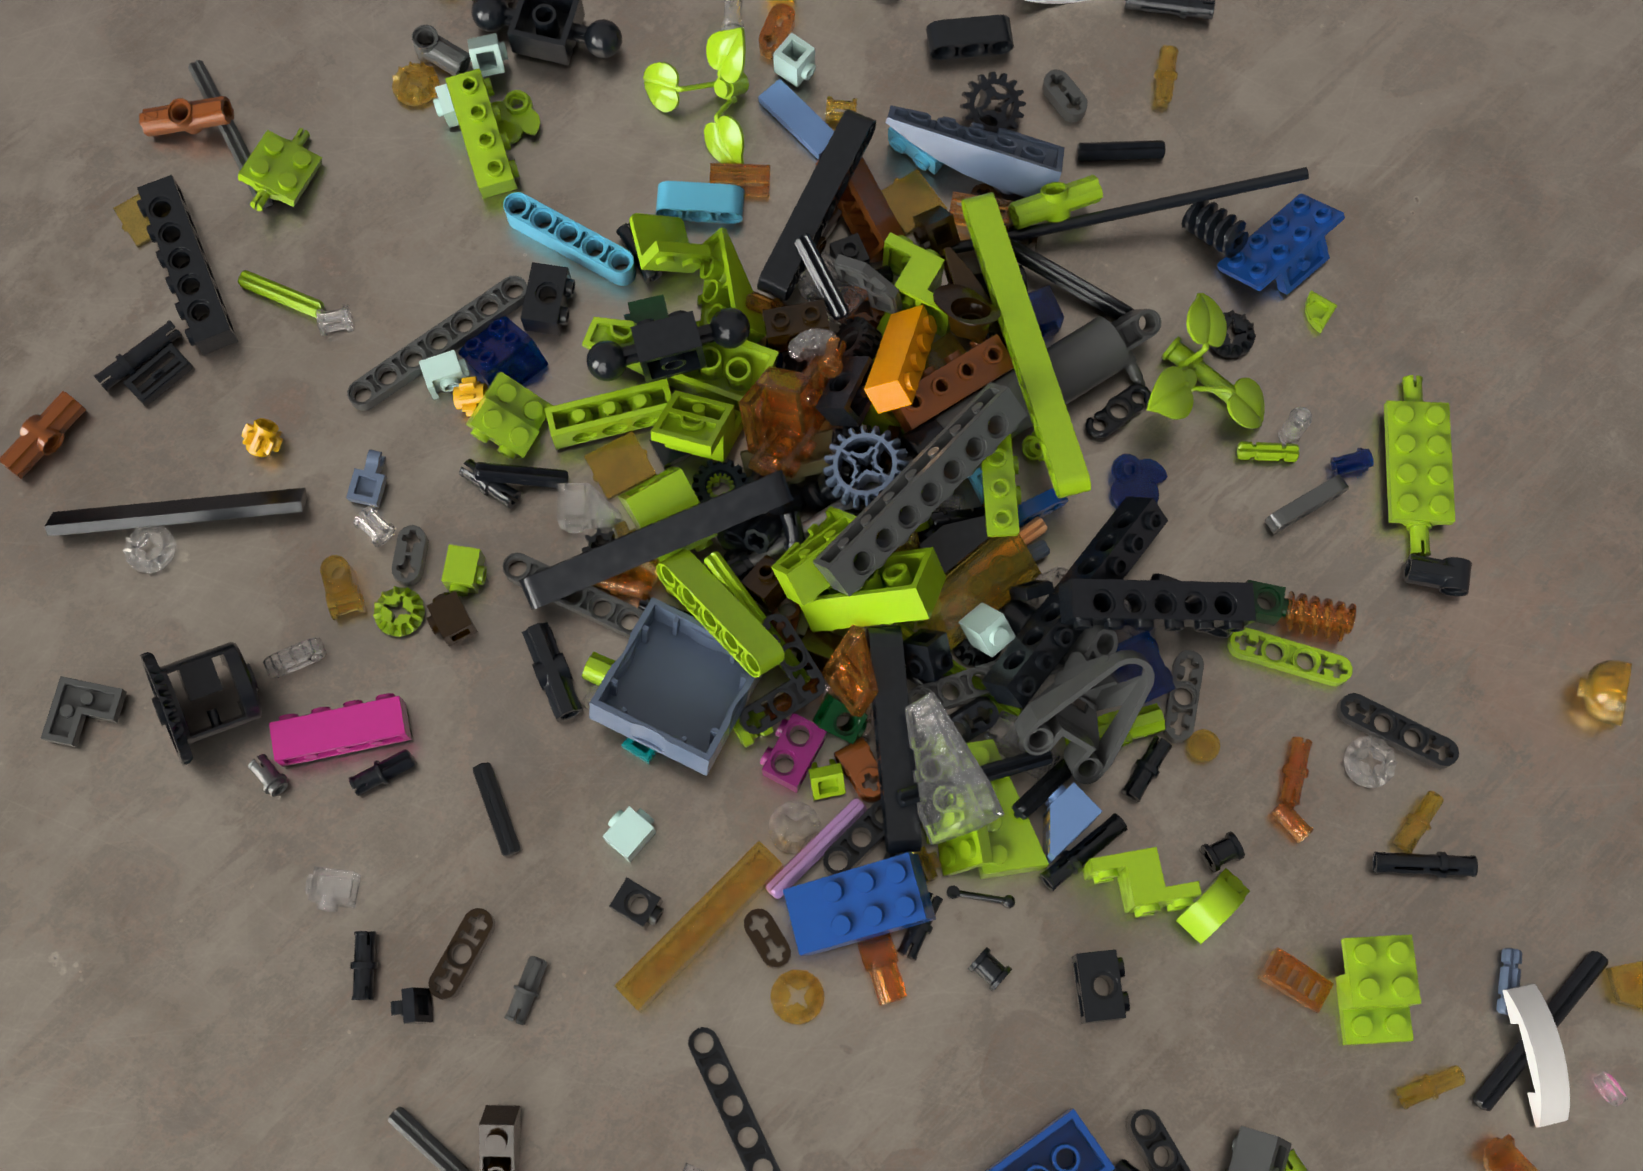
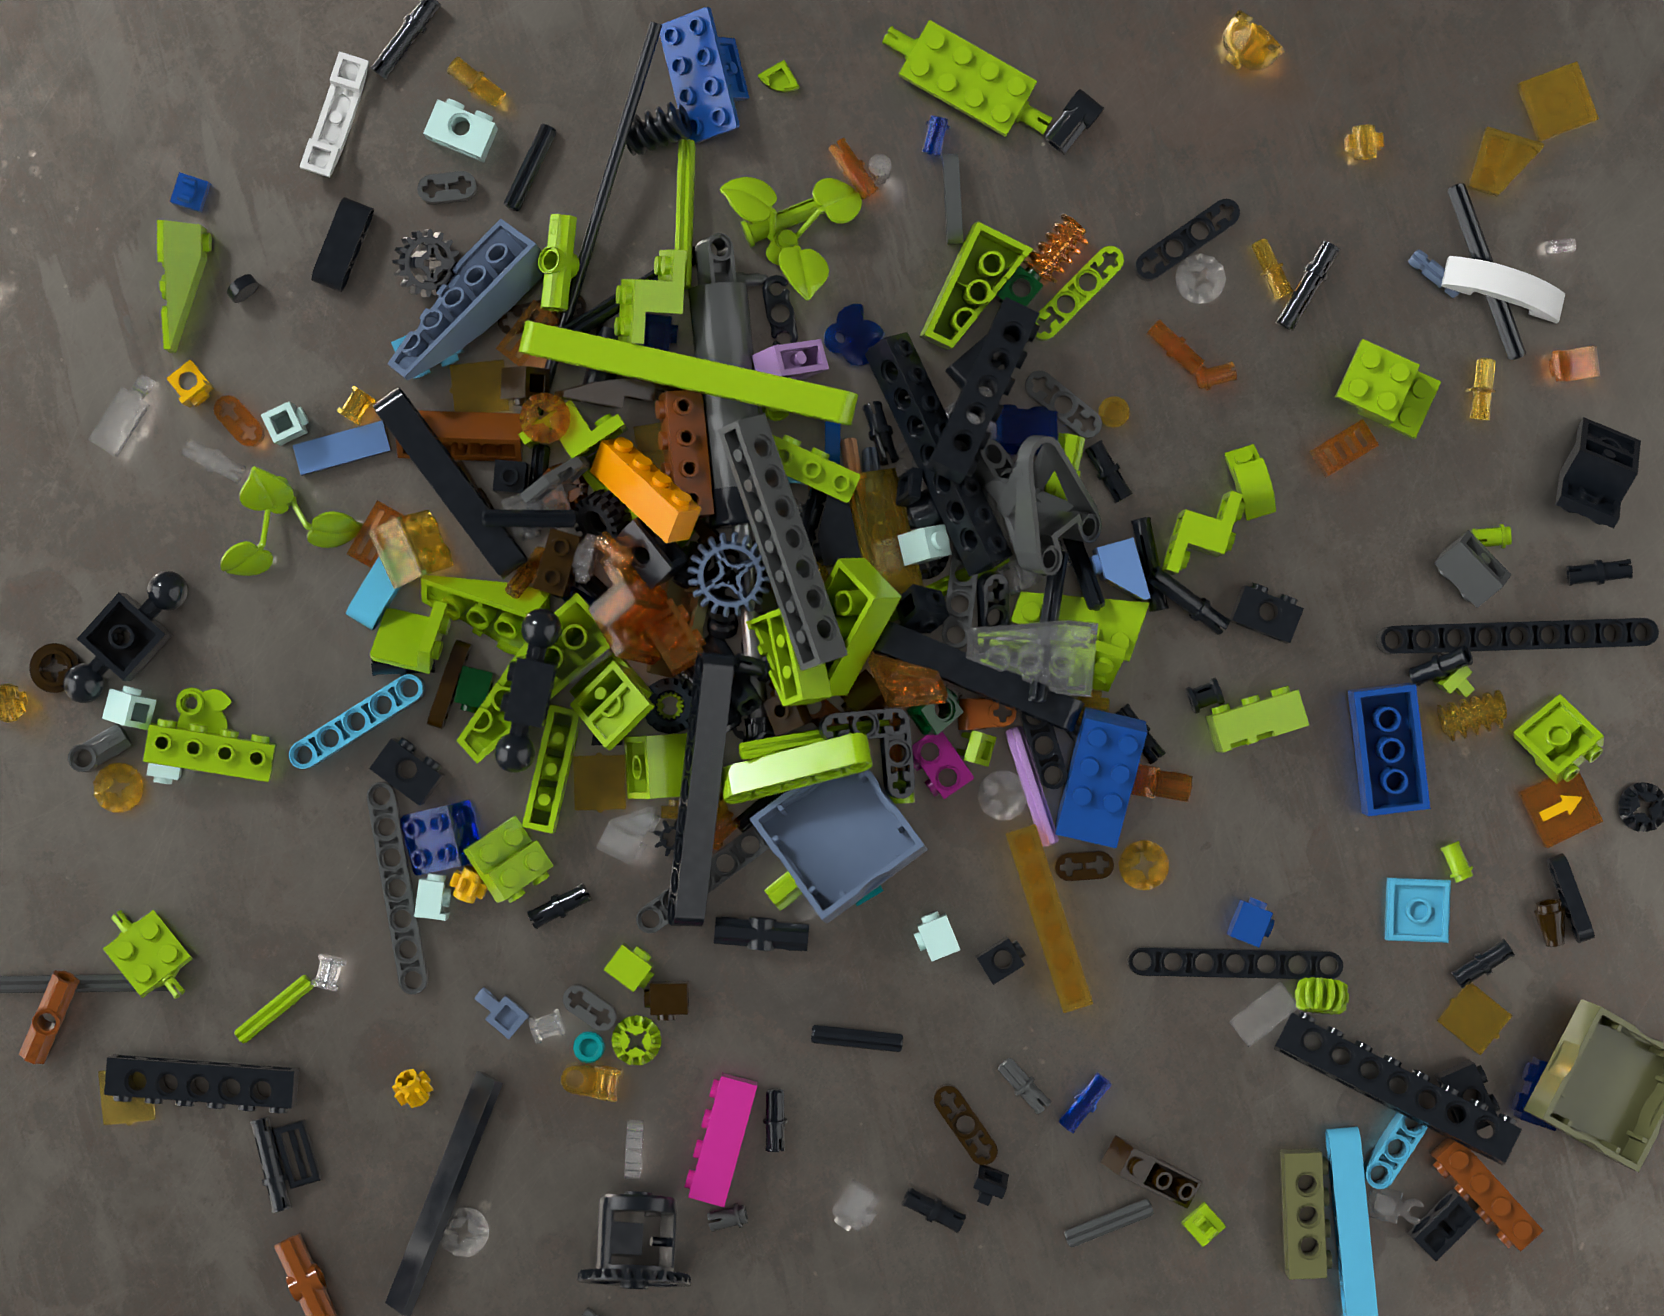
camera: 60 degrees left, 15 degrees up
(373, 573) = (589, 1046): none -> teal tile
(519, 474) = (568, 875): black axle -> none
(537, 1059) = (1085, 1102): none -> clear blue pin
(615, 299) = (448, 685): none -> dark brown beam
(717, 393) = (591, 665): none -> clear piece
(745, 204) = (411, 547): none -> clear yellow bracket
(796, 1131) = (1251, 922): none -> blue brick
(921, 256) = (559, 421): none -> clear orange gear
(953, 892) = (1125, 690): black hinge -> none
(967, 311) = (631, 409): dark brown piece -> none
(995, 1030) = (1256, 719): none -> lime wedge
(1064, 546) = (880, 433): none -> black pin
(1068, 917) = (1197, 607): none -> black pin
(1073, 281) = (653, 296): none -> lime bracket
(1090, 432) = (792, 360): none -> lavender brick
(1116, 96) = (474, 143): none -> light aqua brick
(1157, 287) = (685, 204): none -> lime axle
(1222, 851) = (1210, 448): black bush -> none
(1241, 555) = (975, 278): none -> lime wedge
(1242, 342) = (757, 156): black gear -> none
(1267, 451) = (886, 203): lime axle -> none
(1280, 407) = (853, 168): none -> clear orange pin
(1586, 845) = (1364, 142): none -> clear yellow gear

